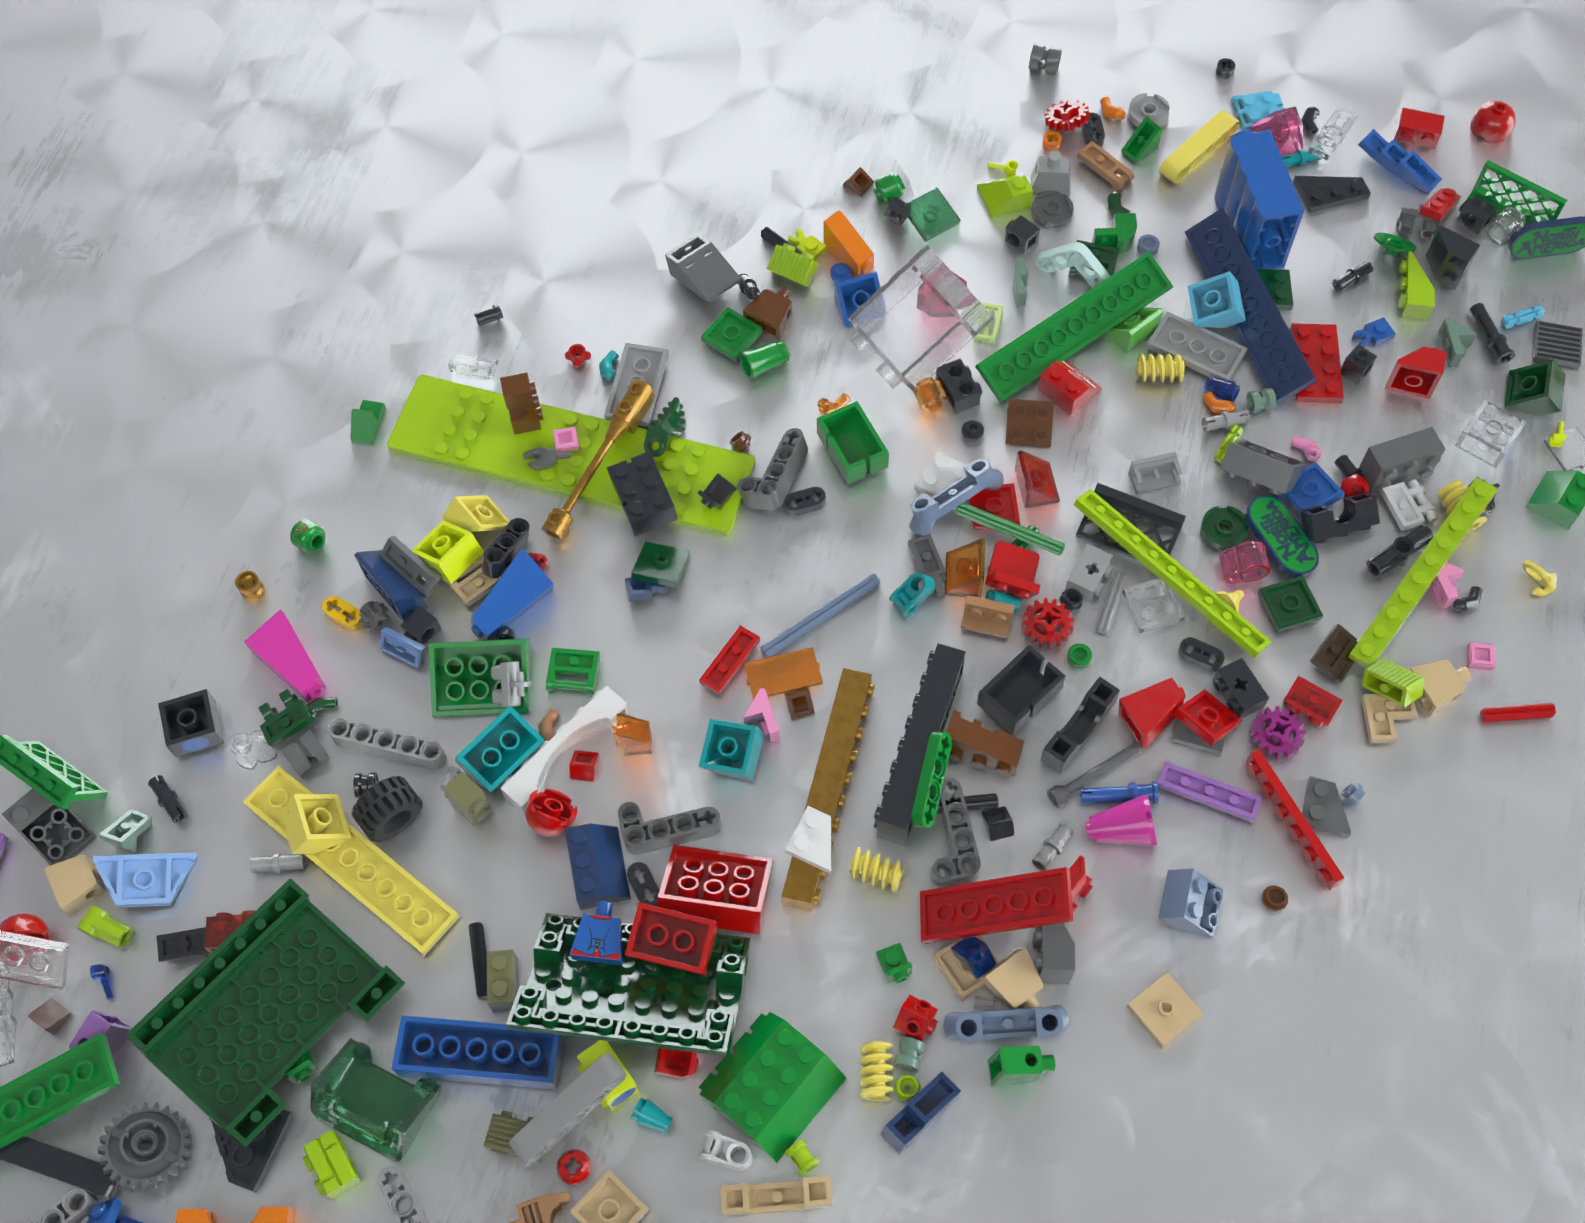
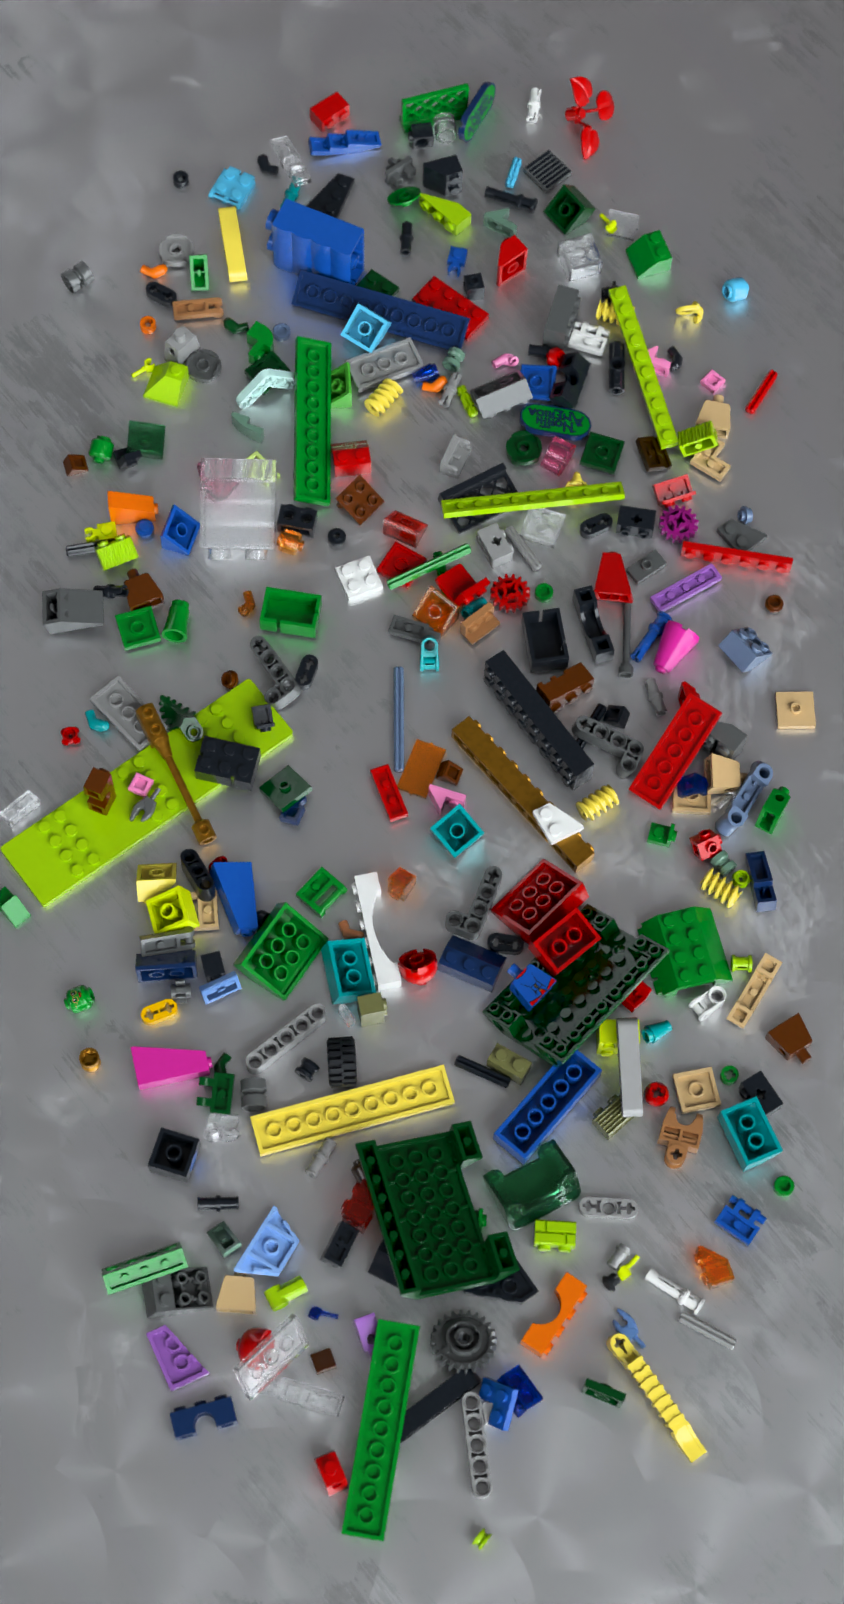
camera: 60 degrees left, 5 degrees up
(316, 823) = (318, 1113): light yellow slope -> none
(511, 684) = (313, 940): light grey hips -> none
(583, 765) = (394, 928): red slope -> none
(927, 802) = (573, 728): green beam -> none
(929, 509) = (379, 600): sand blue plate -> none
(1022, 234) = (210, 398): black brick -> none
(1067, 115) = (138, 300): red gear -> none
(1072, 599) = (504, 567): black plate -> none
(1207, 717) = (641, 553): red tile -> none
(1285, 128) = (265, 192): clear pink slope -> none
(1440, 204) = (400, 149): red plate -> none
(1493, 121) = (360, 68): red cylinder -> none

